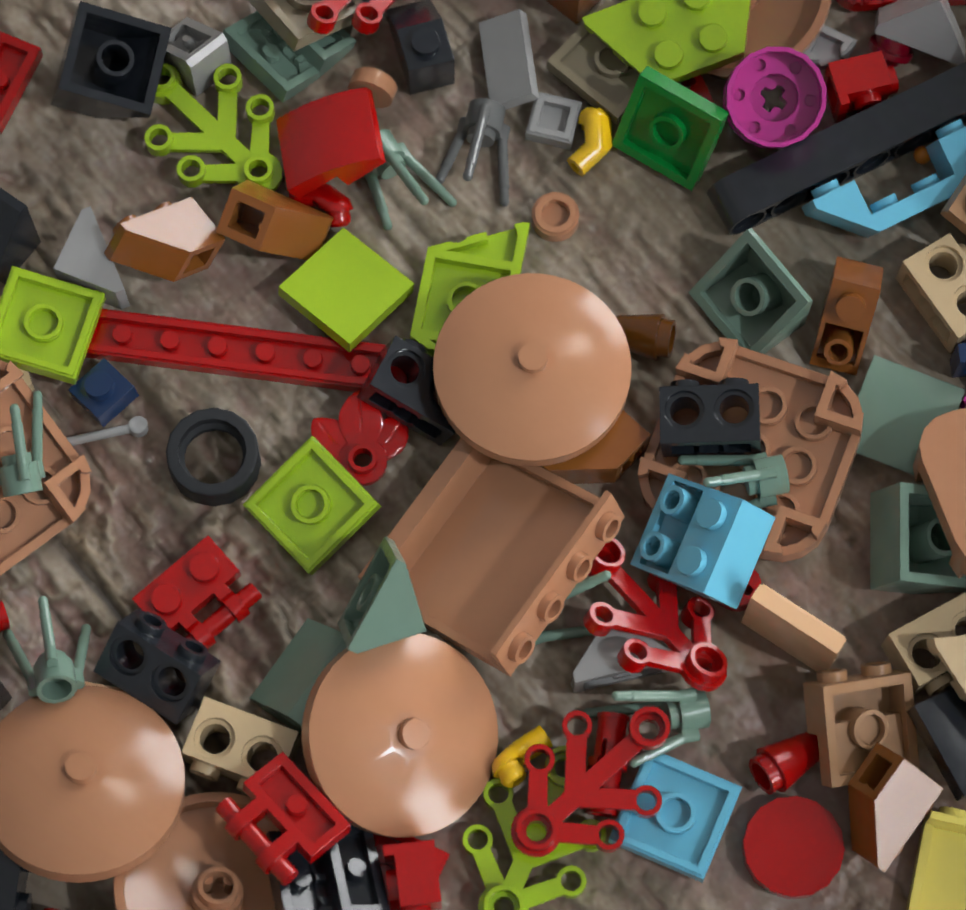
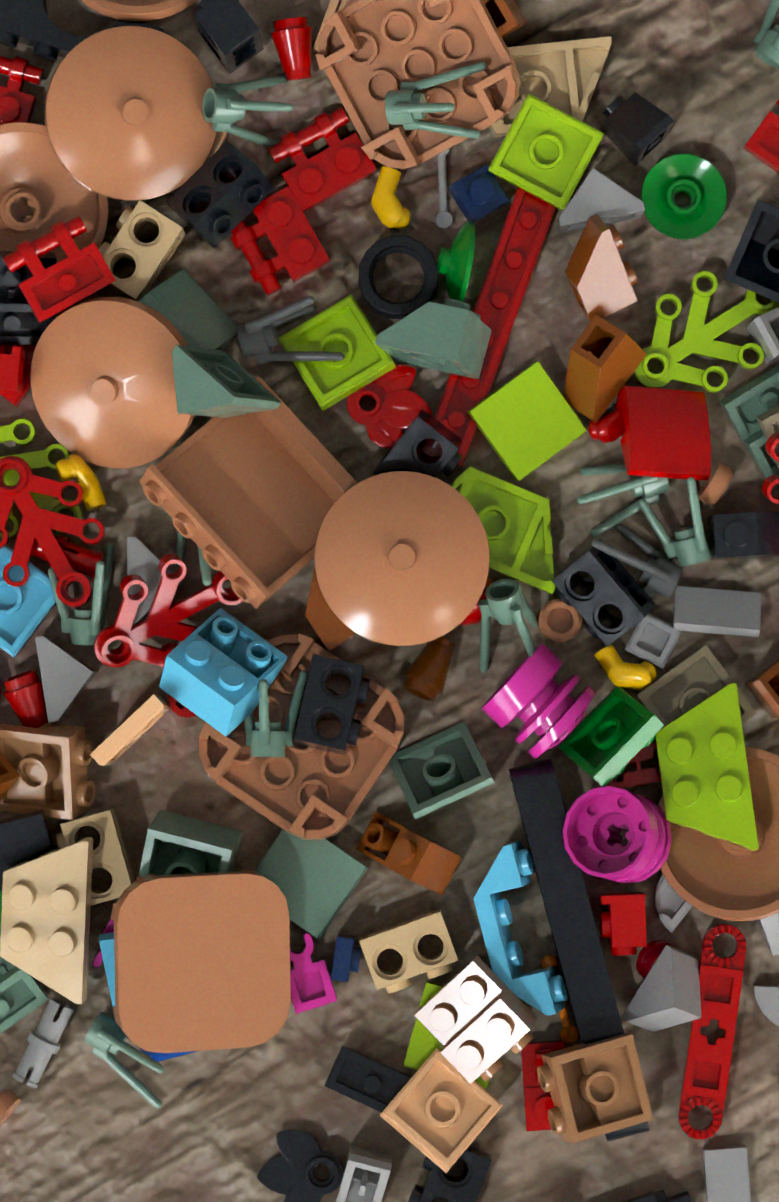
camera: 105 degrees right, 15 degrees up
(60, 159) = (687, 175): none -> green dish
(105, 558) = (327, 172): none -> red plate
(130, 490) = (385, 201): none -> yellow arm
(186, 383) = (458, 261): none -> green dish
(277, 383) = (439, 339): none -> sand green slope
(309, 590) = (260, 335): none -> dark grey plant
(442, 97) = (691, 541): none -> sand green plant
(511, 162) = (612, 586): none -> black brick
(559, 254) = (507, 605): none -> sand green plant
(650, 206) = (539, 701): none -> dark pink wheel
(751, 725) = (62, 678): none -> light grey slope

